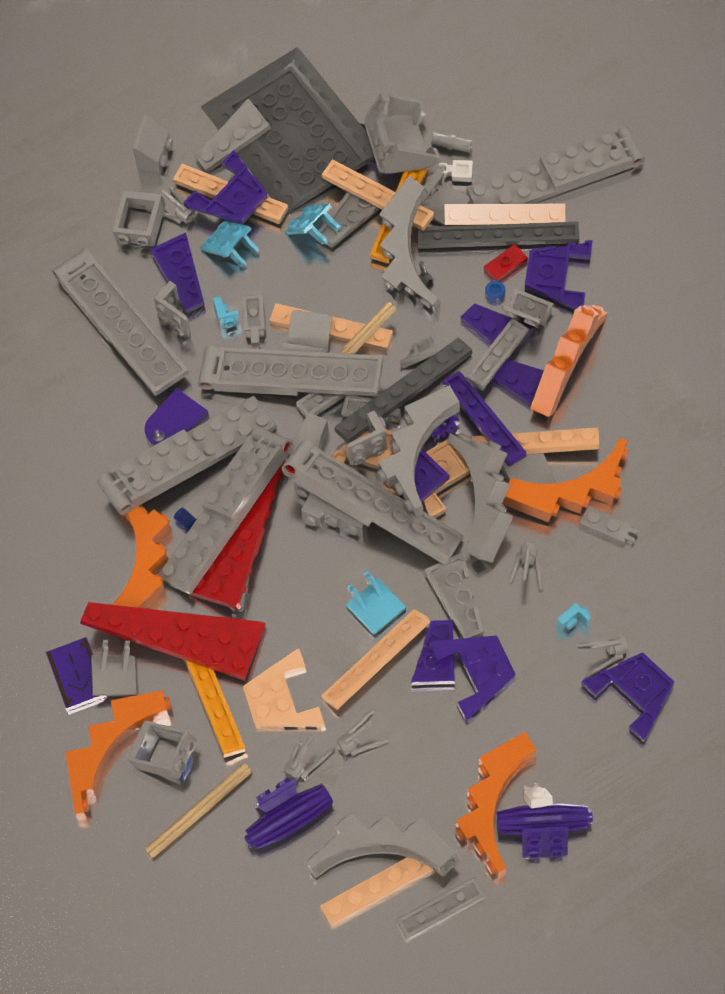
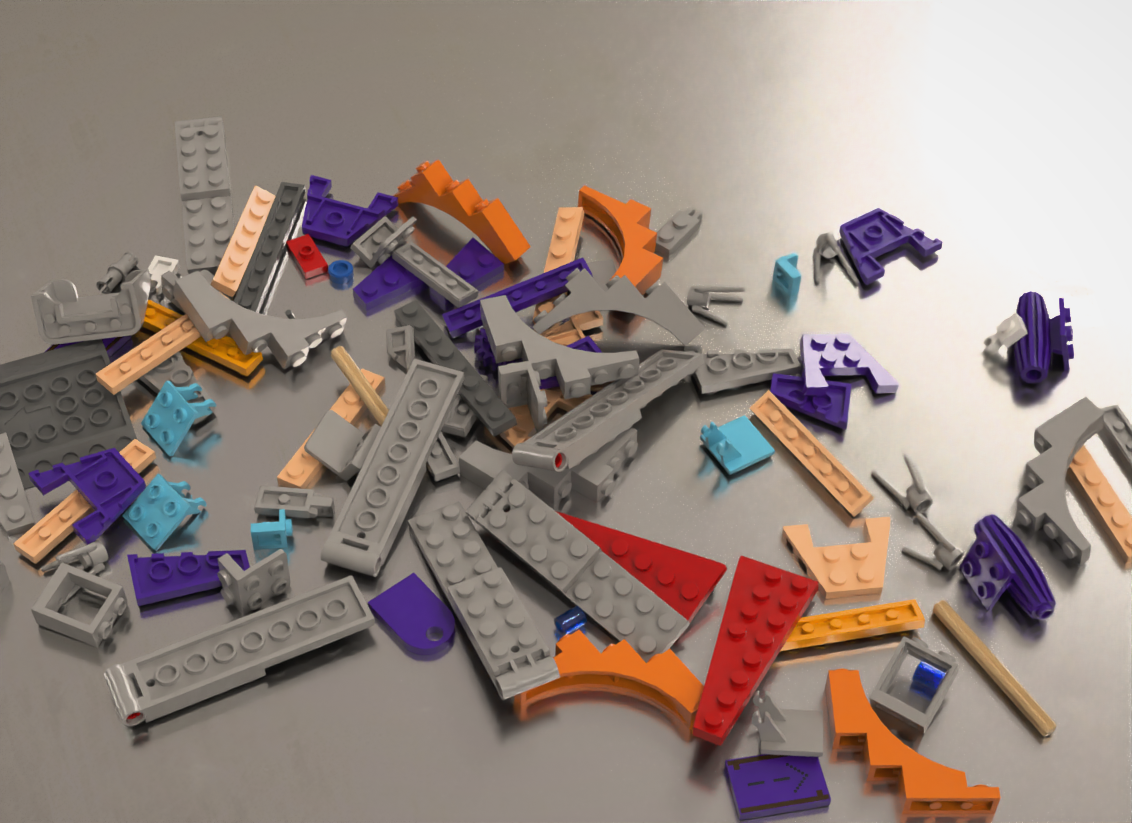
camera: 85 degrees left, 15 degrees down
(478, 826) = (999, 382): orange arch -> none

